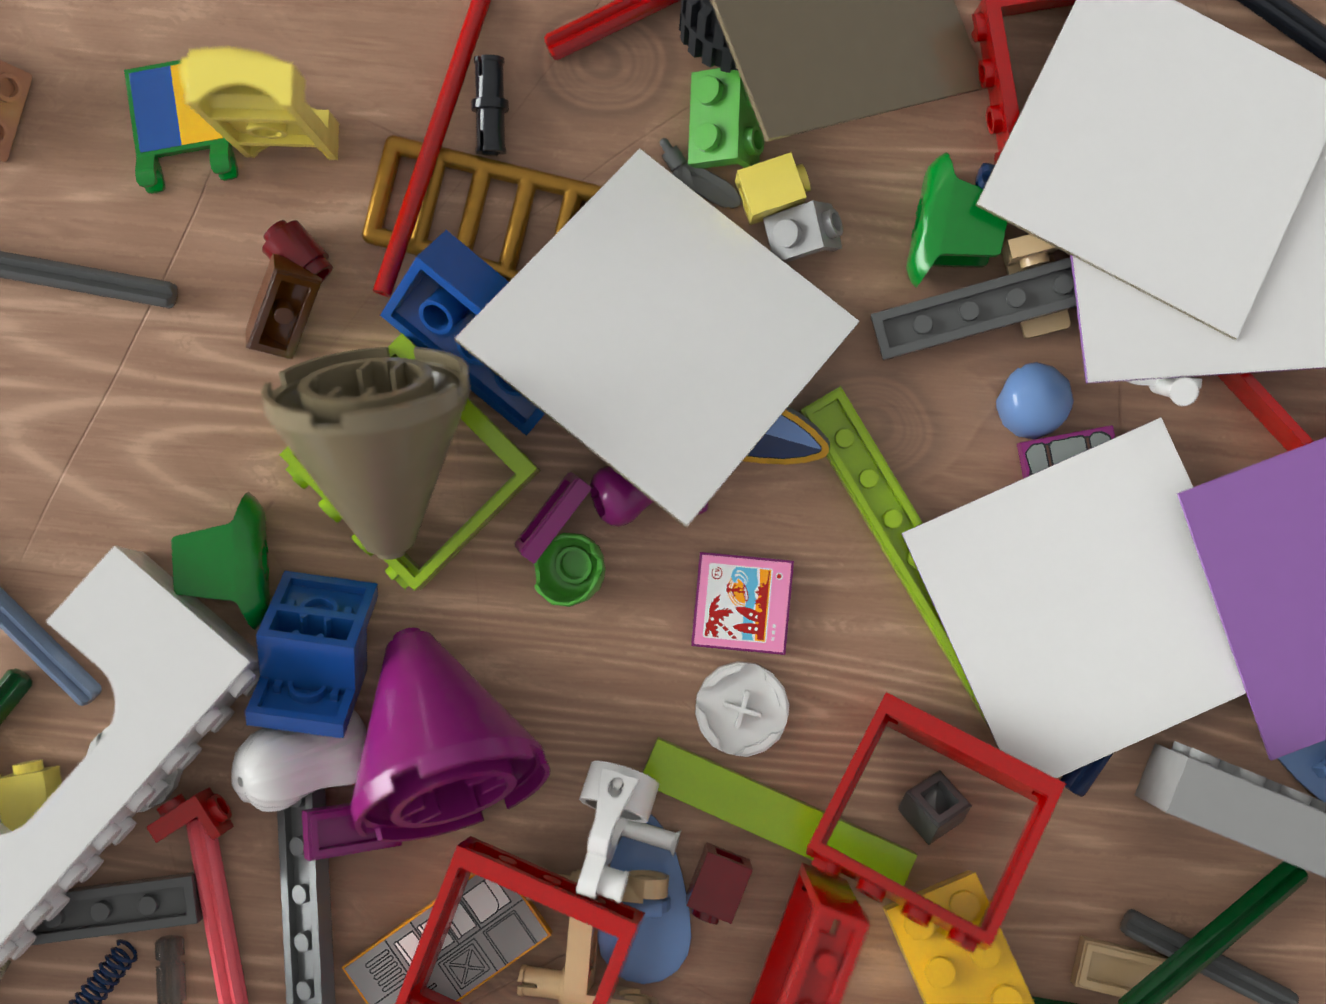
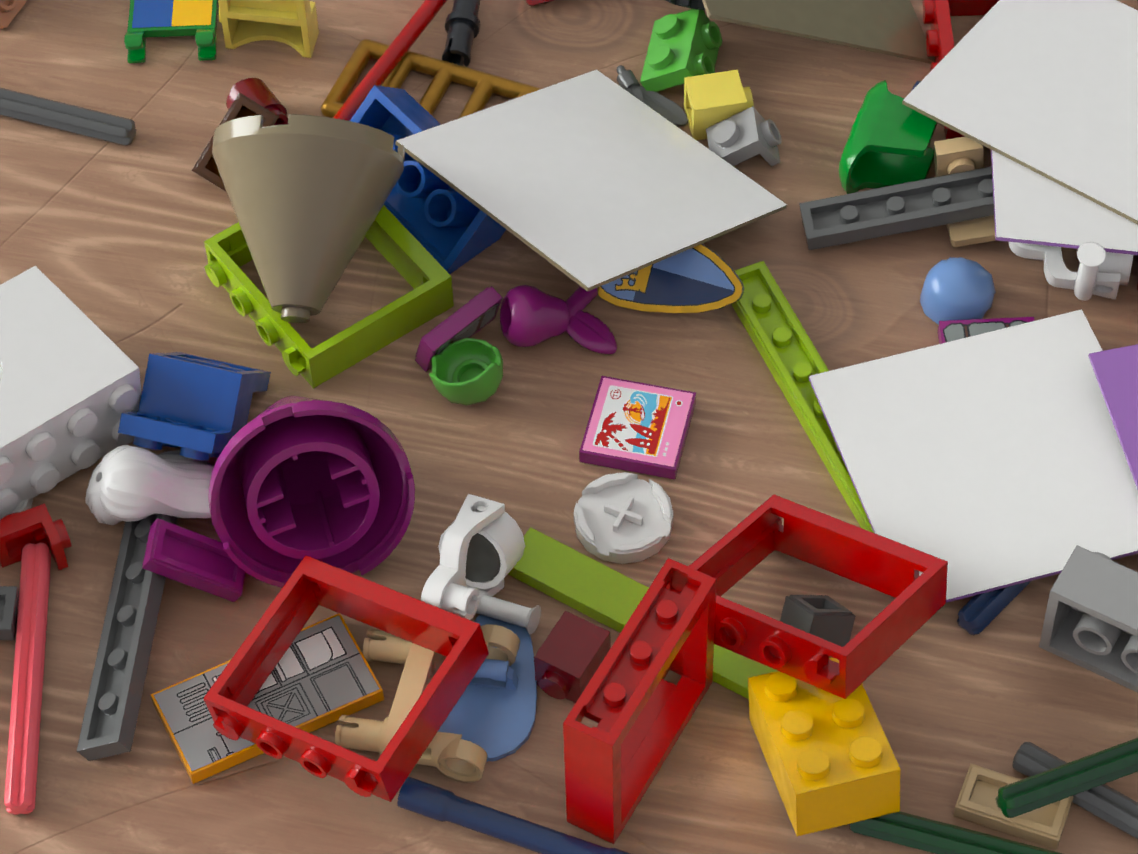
camera: 10 degrees right, 35 degrees down
(227, 562) = (132, 312): green piece -> none

